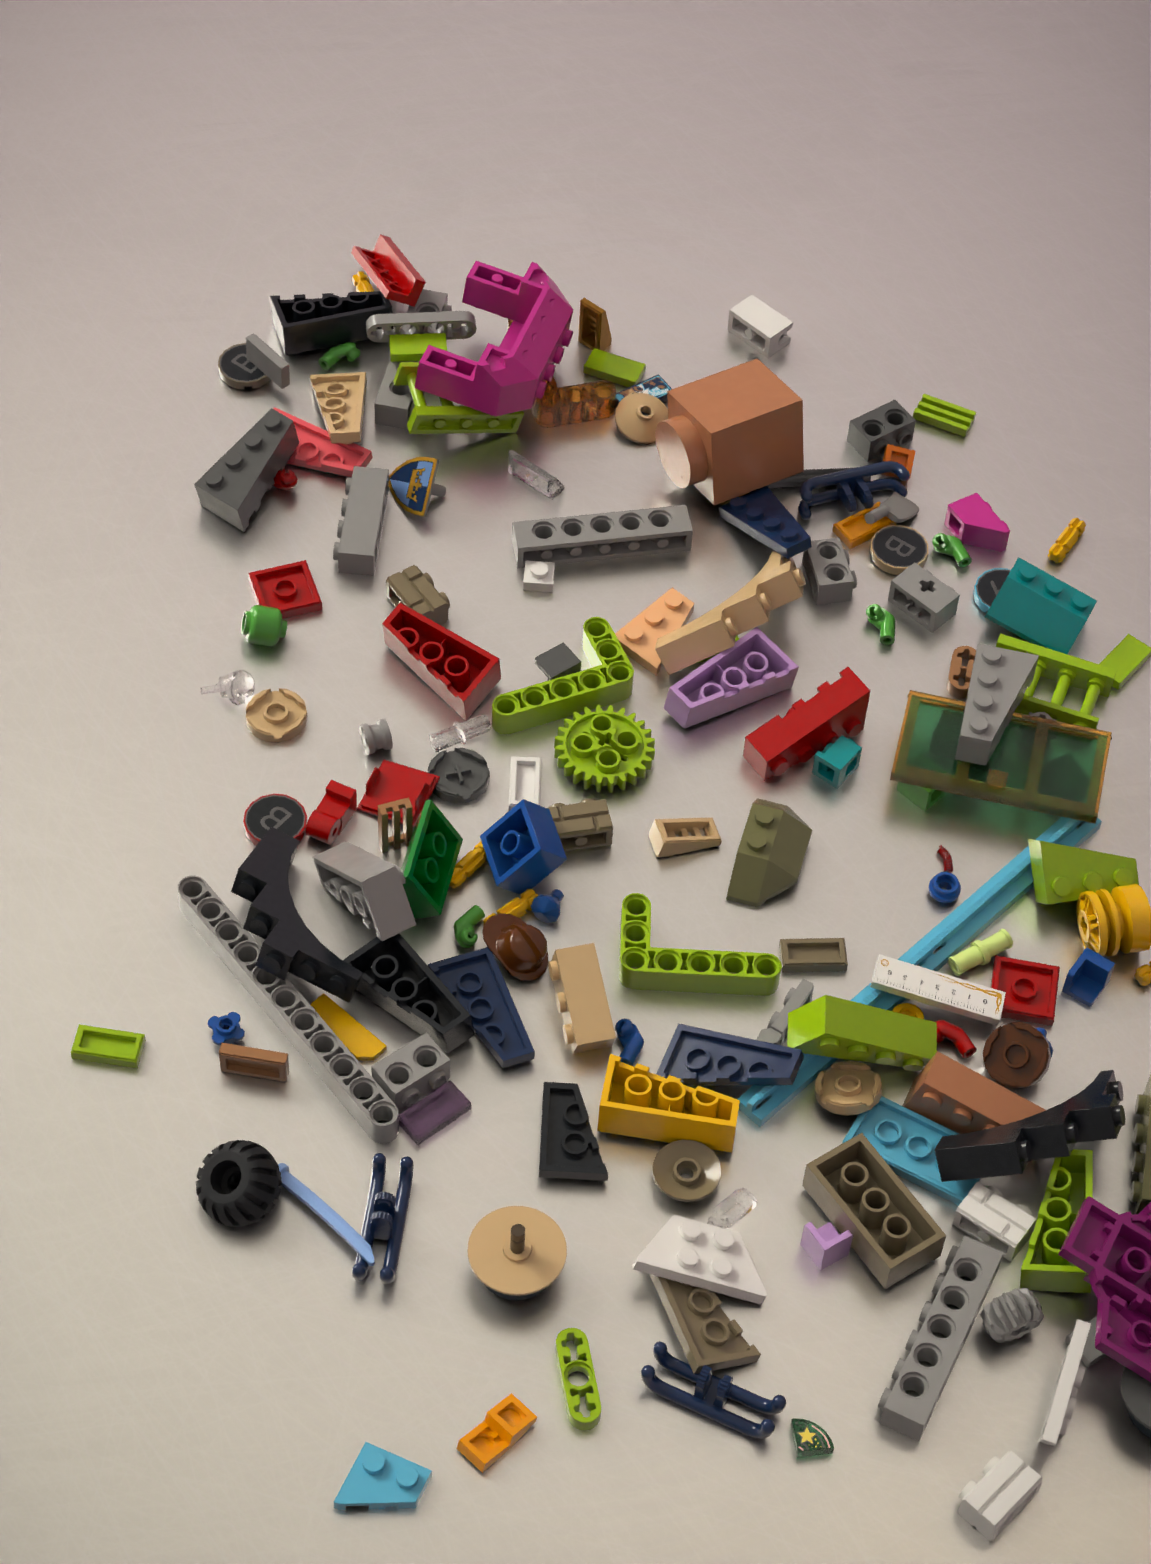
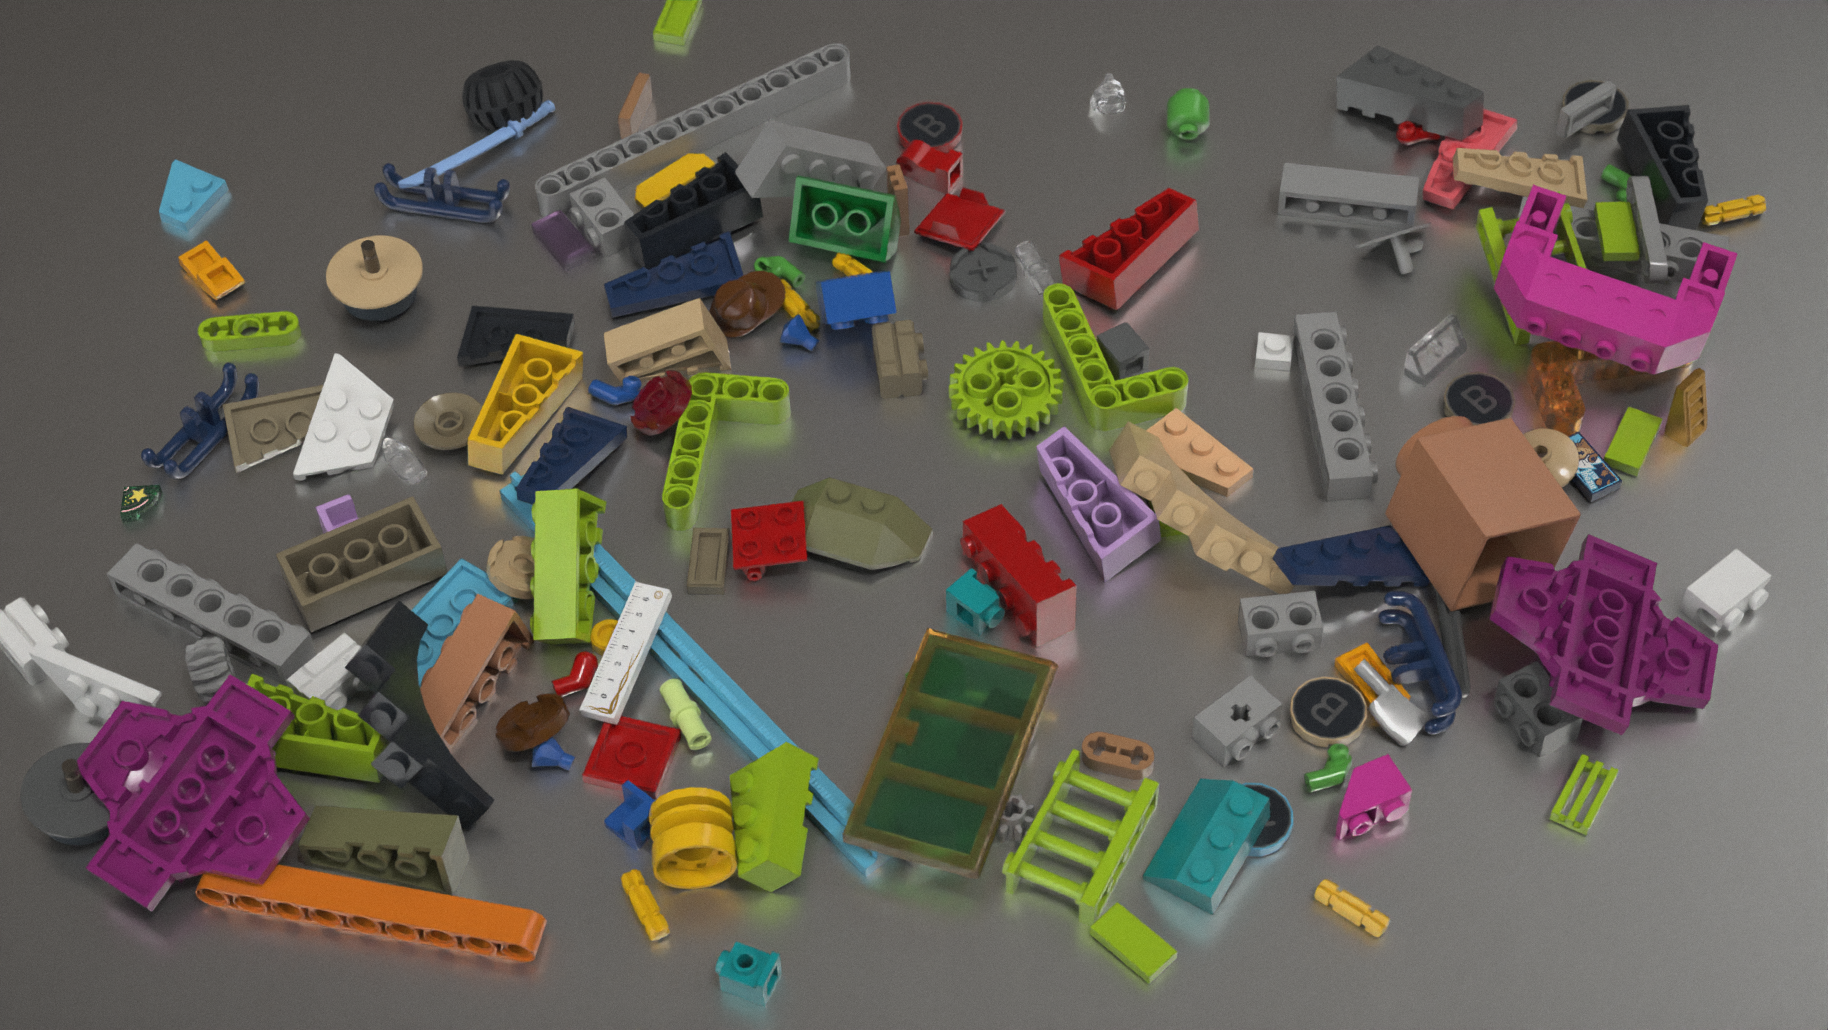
camera: 100 degrees right, 0 degrees up
(229, 1035) = (681, 93): blue plate -> none
(273, 916) = (834, 103): black arch -> none
(276, 715) = (1072, 131): tan tile -> none
(286, 588) = (1248, 139): red tile -> none
(376, 736) = (1031, 200): light grey wheel -> none
(390, 271) = (1748, 217): red fence -> none
(418, 593) = (1228, 238): dark tan brick -> none
(525, 780) = (966, 326): white tile -> none
(584, 453) = (1479, 398): none -> black tile
(652, 995) = (661, 403): none -> dark red tile
(664, 832) = (880, 432): tan slope -> none
(778, 1025) = (625, 525): light grey hinge -> none
(794, 900) = (768, 537): none -> red hinge
(836, 379) = (1604, 634): none -> magenta plate
(883, 621) = (1201, 681): bright green arm -> none
(900, 455) = (1479, 721): orange plate -> none
(945, 855) = (830, 703): red leg -> none
(947, 881) = (783, 684): blue plate -> none
(993, 695) = (1013, 723): light grey wedge -> none

